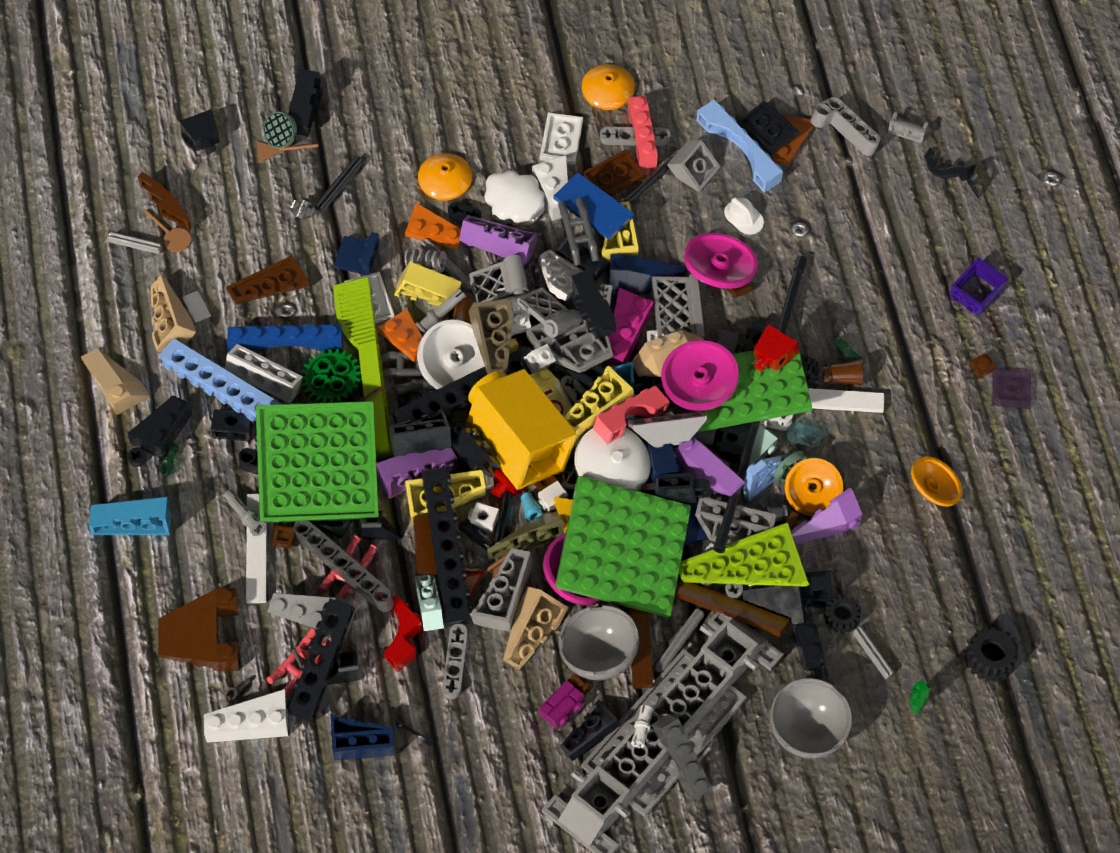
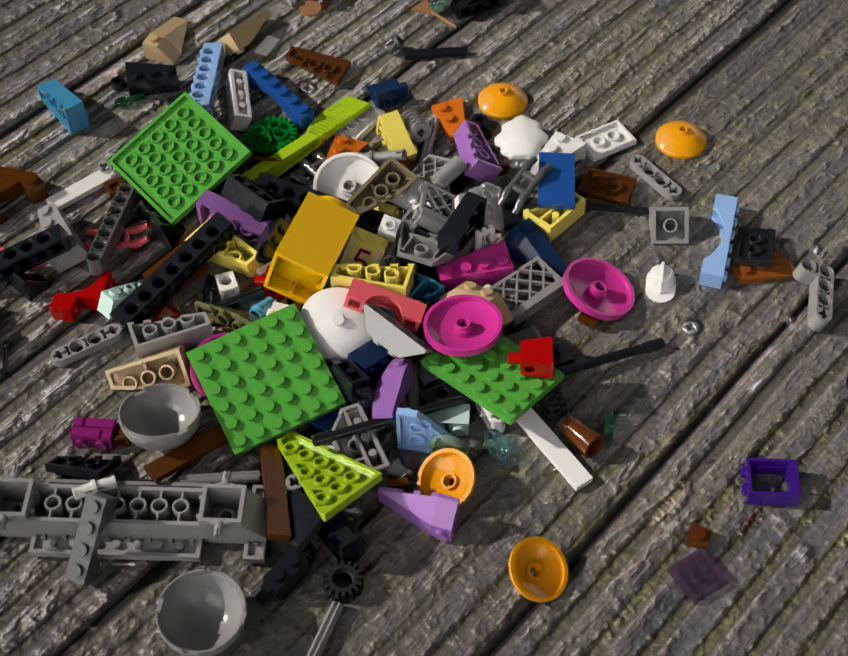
camera: 55 degrees right, 10 degrees down
(643, 131) = (649, 185): coral arch -> none

